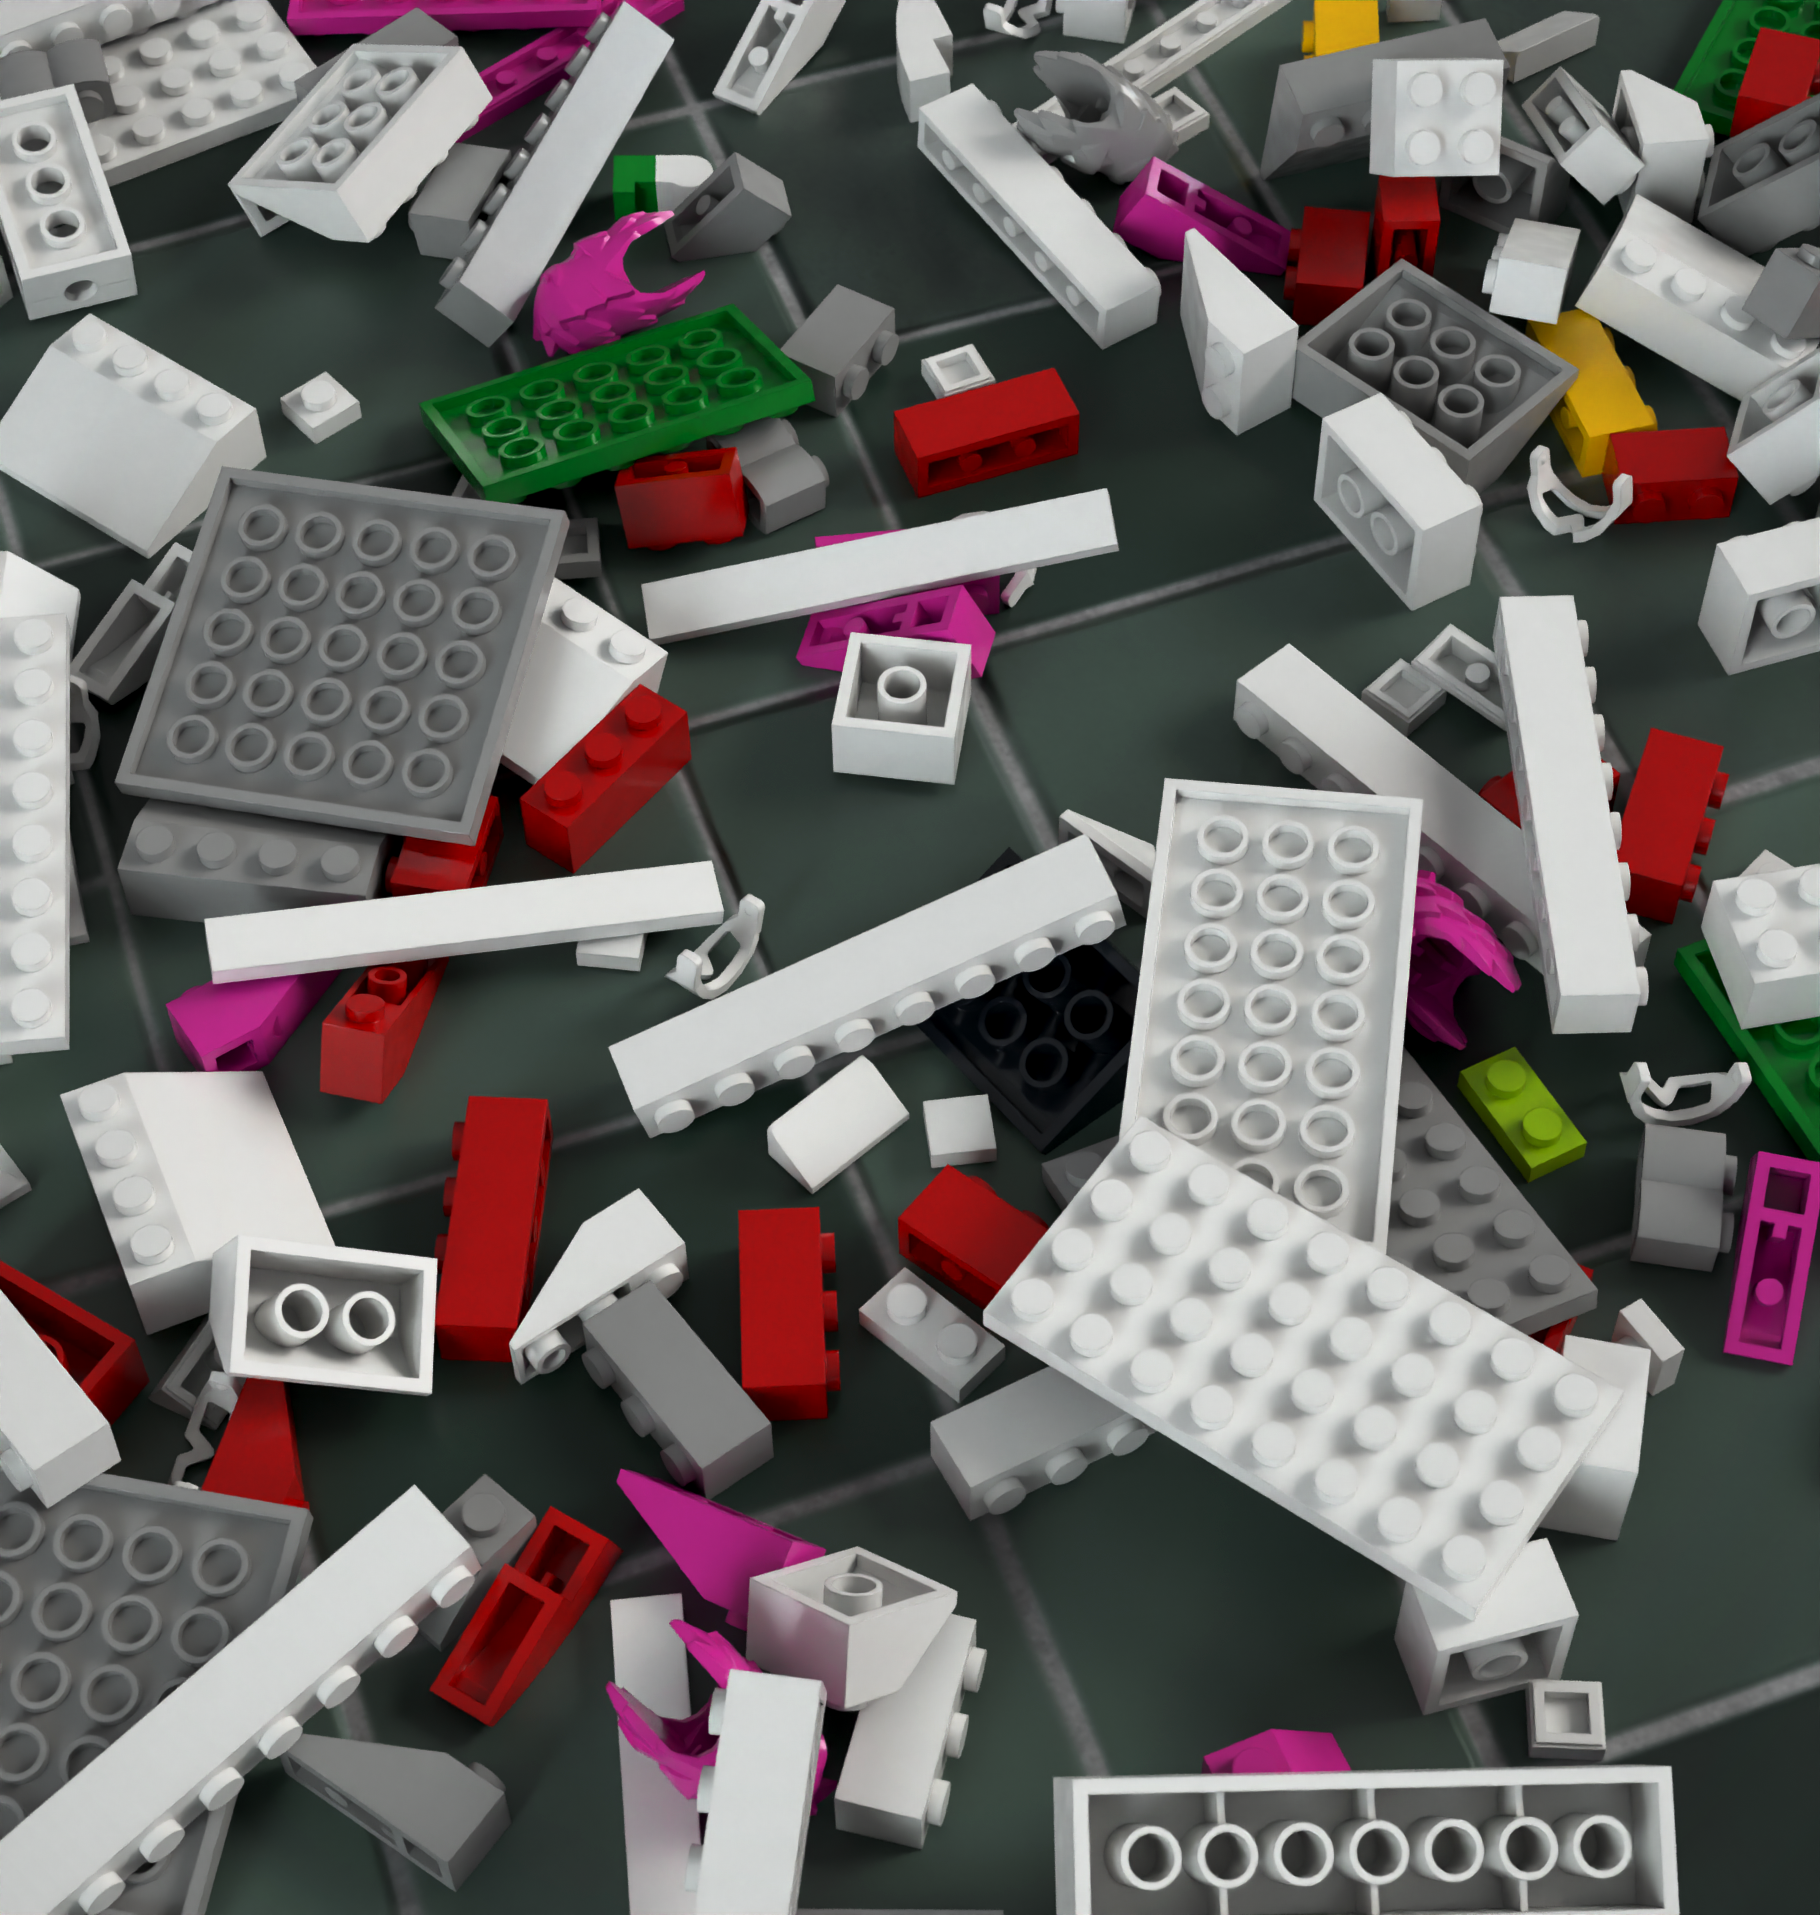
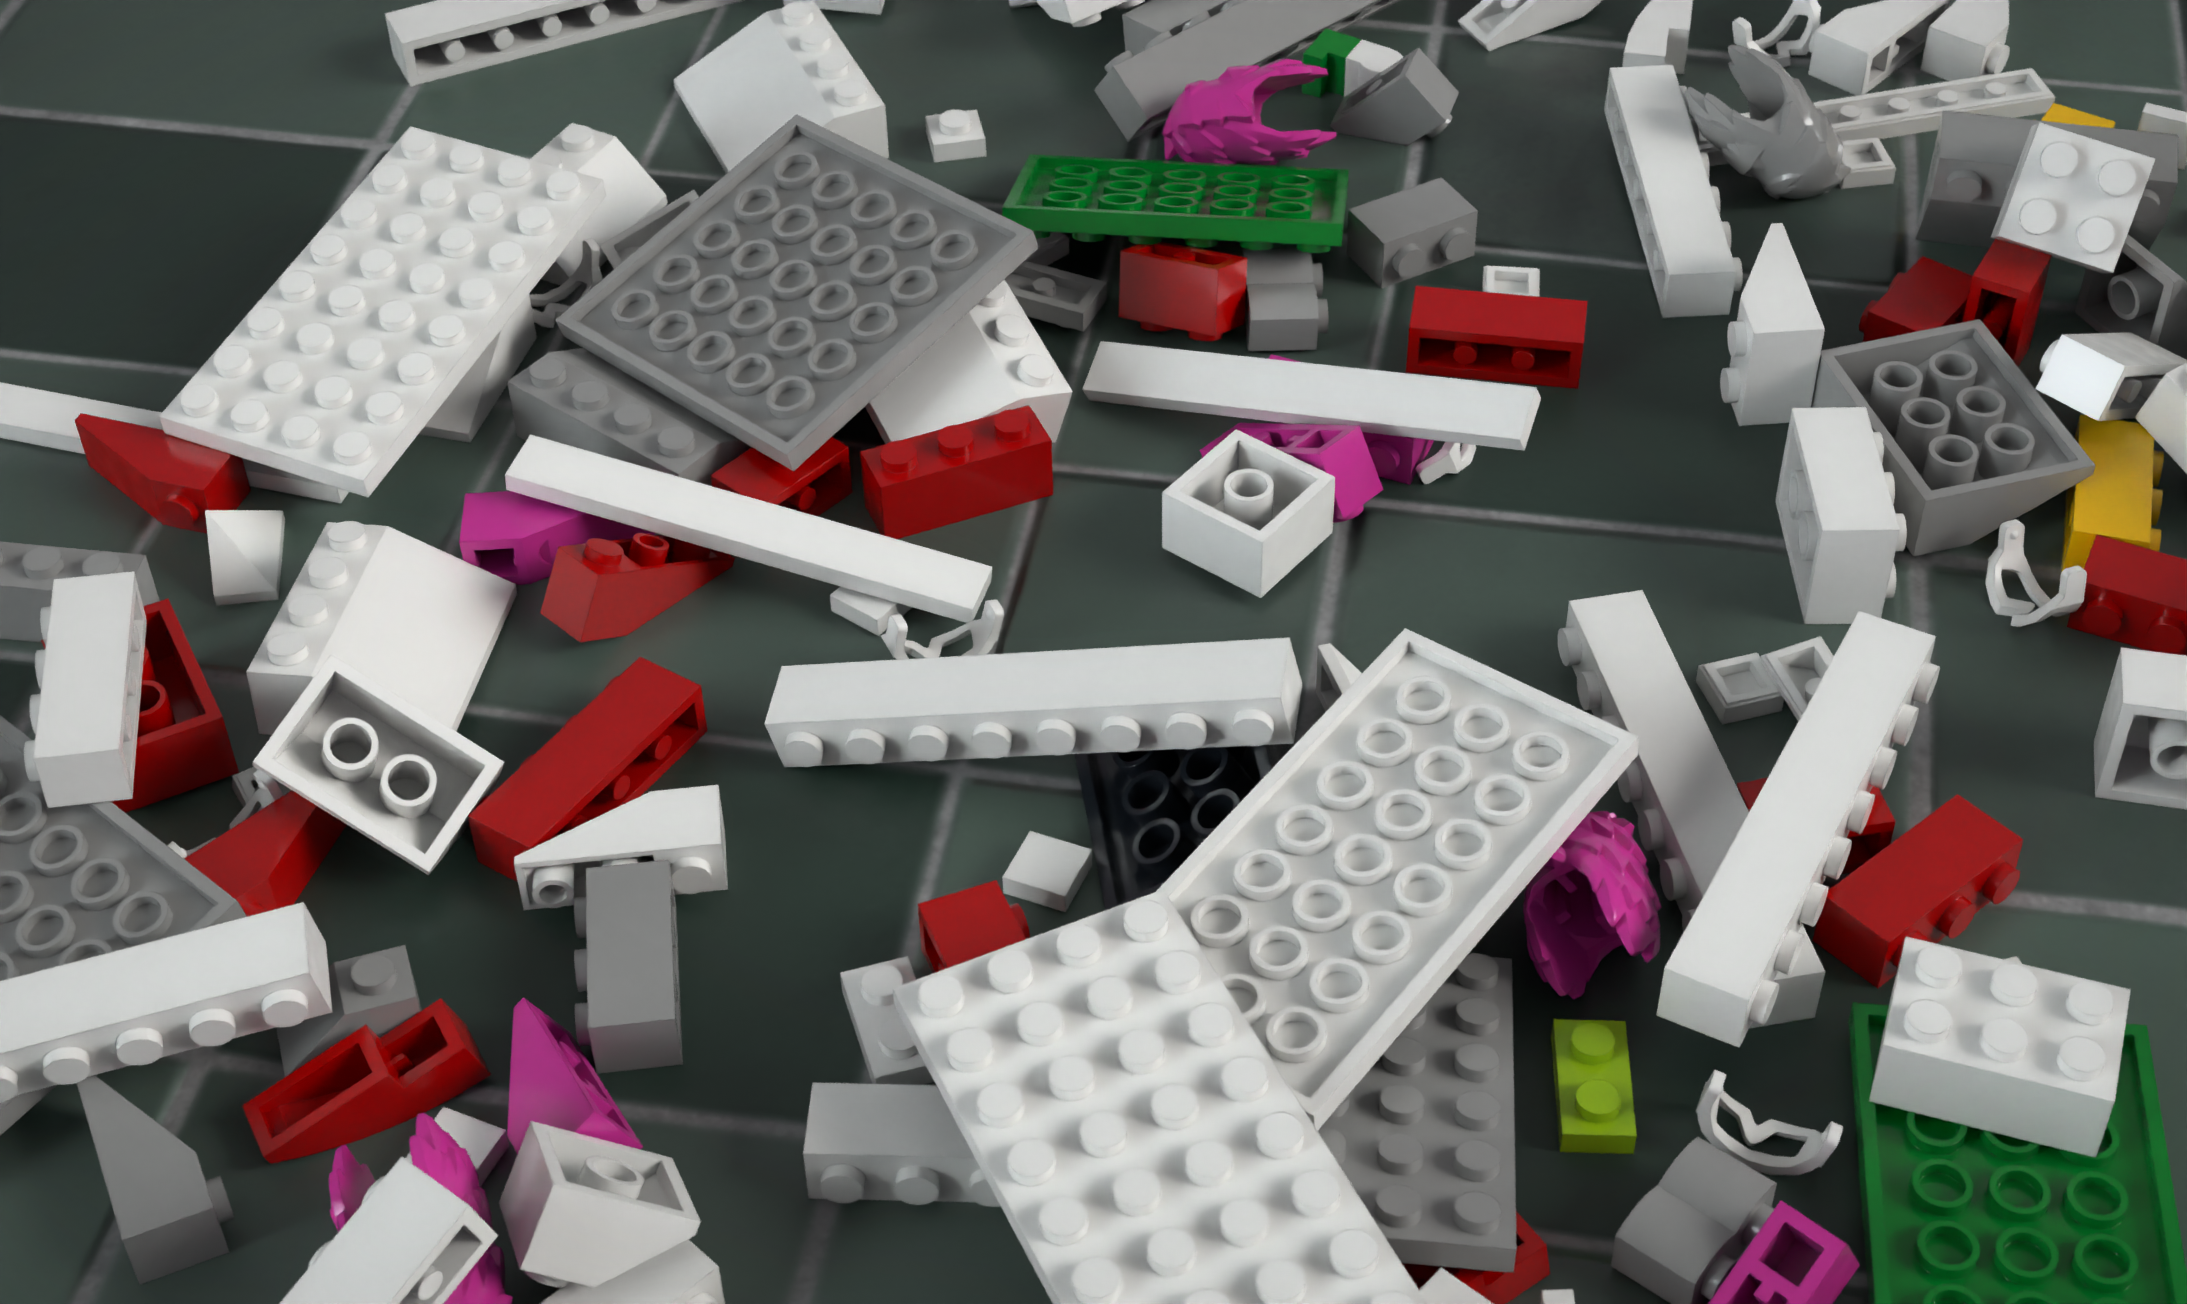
camera: 30 degrees right, 10 degrees down
(787, 1312) = (769, 946): red brick -> none
(835, 1124) = (941, 816): white slope -> none
(1168, 203) = (1825, 242): dark pink slope -> none

